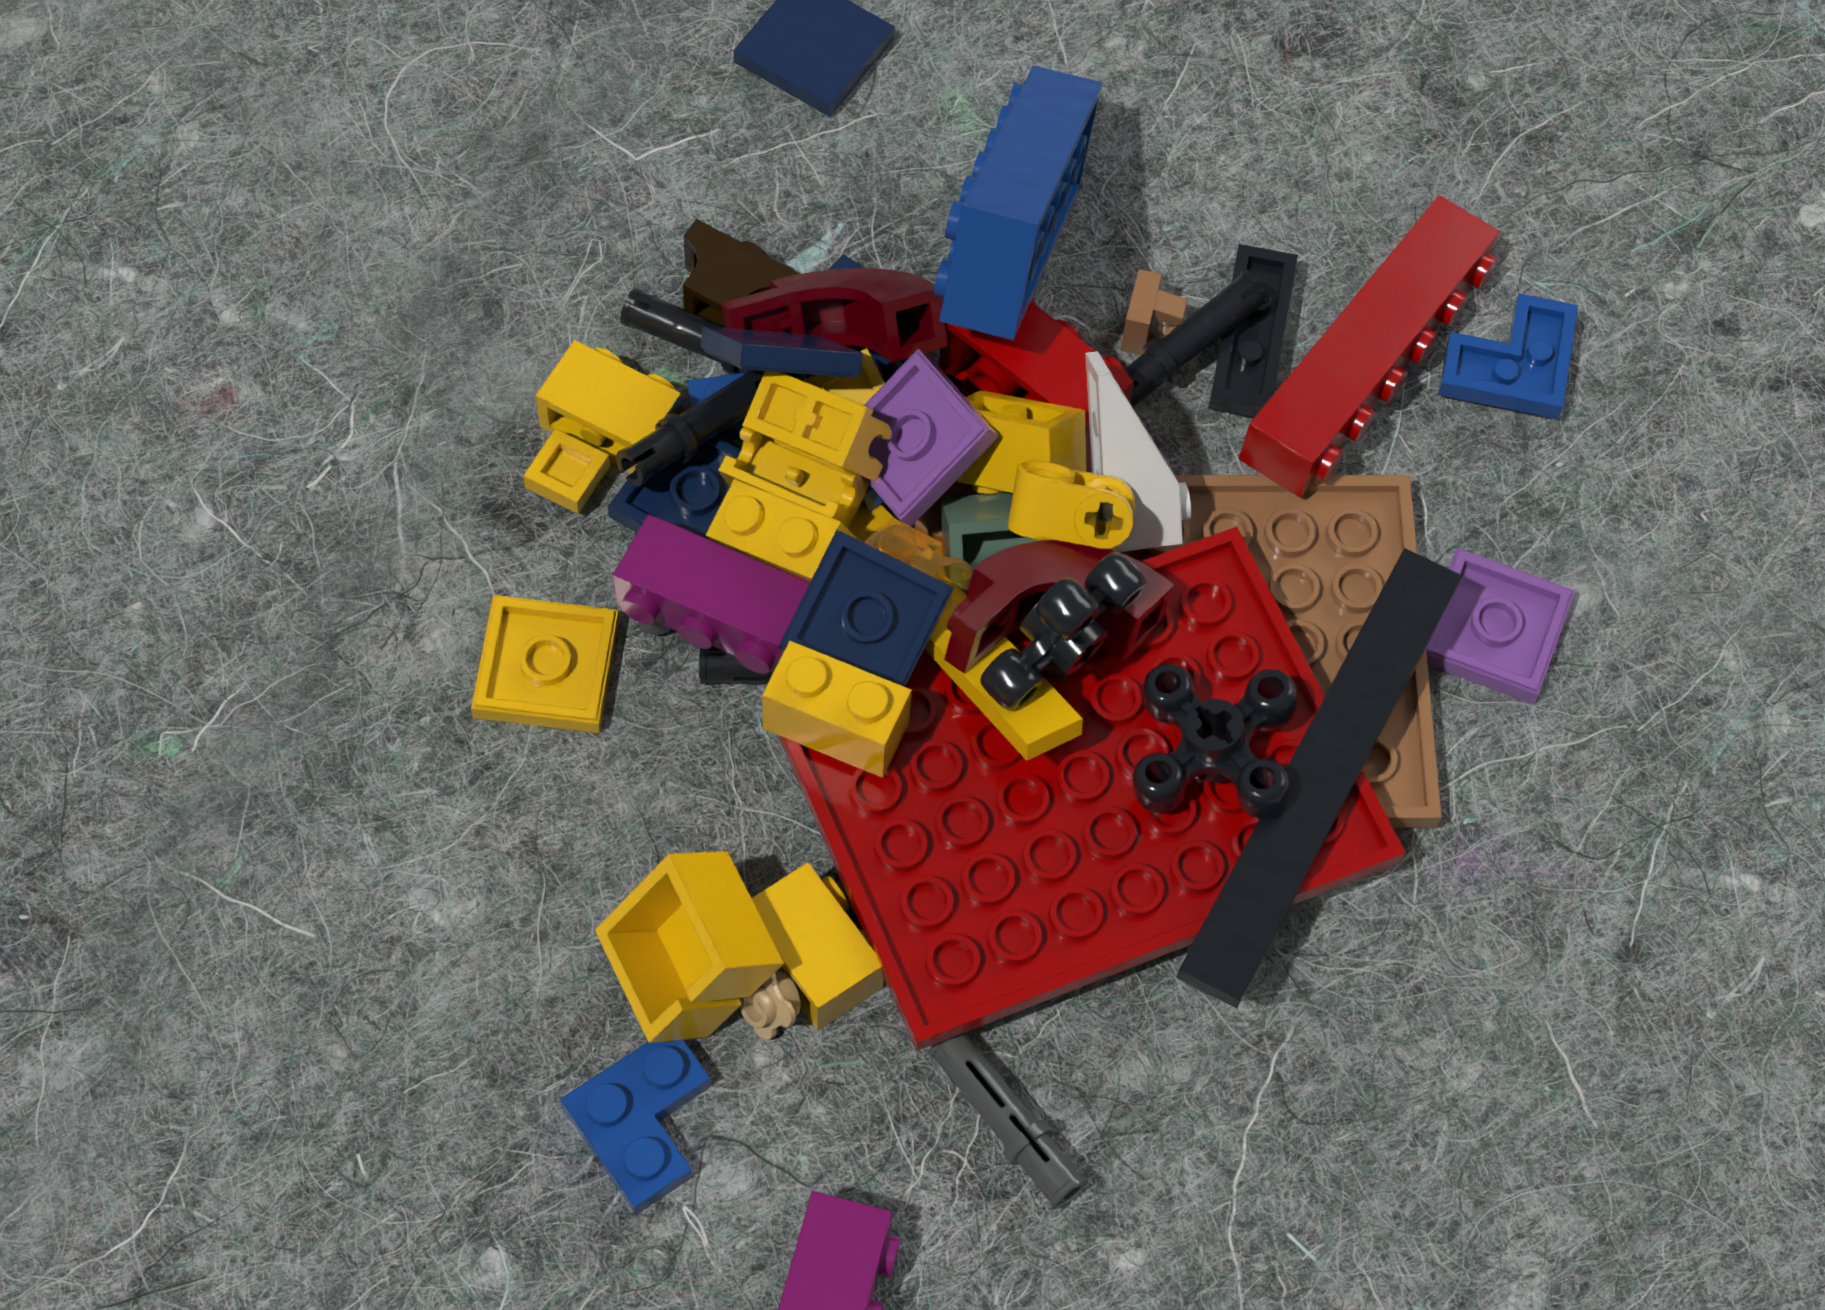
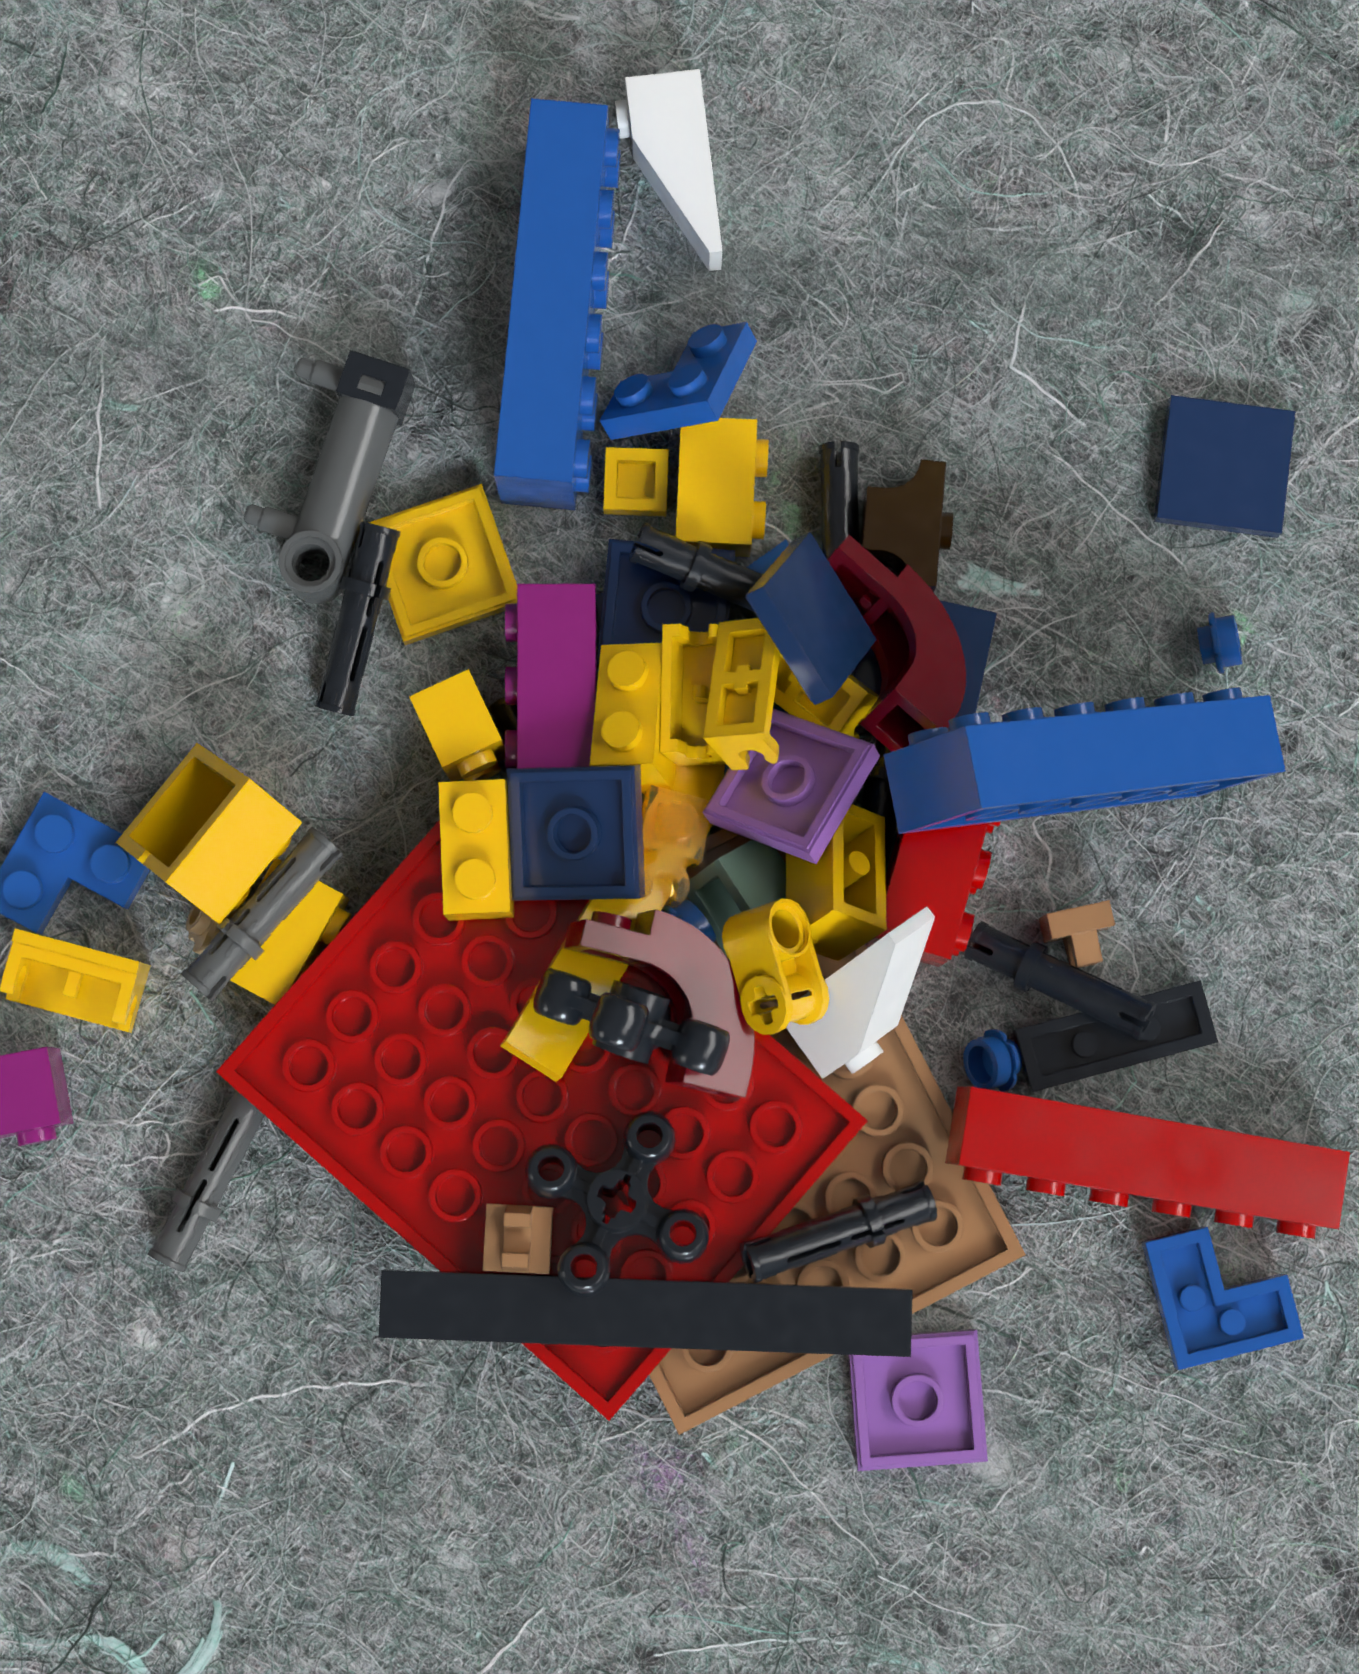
camera: 65 degrees right, 20 degrees up
(300, 308) = (672, 150): none -> white slope
(365, 648) = (369, 407): none -> dark grey piece
(378, 447) = (553, 305): none -> blue brick
(519, 380) = (689, 393): none -> blue plate
(547, 737) = (357, 618): none -> black pin
(712, 694) = (460, 728): none -> yellow brick
(756, 1153) = (74, 980): none -> yellow hinge
(801, 949) = (262, 913): none -> dark grey pin
(961, 108) = (1220, 642): none -> blue plate
(1204, 846) = (518, 1238): none -> medium nougat tile
(1217, 438) = (992, 1061): none -> blue plate
(1324, 572) = (863, 1223): none -> black pin

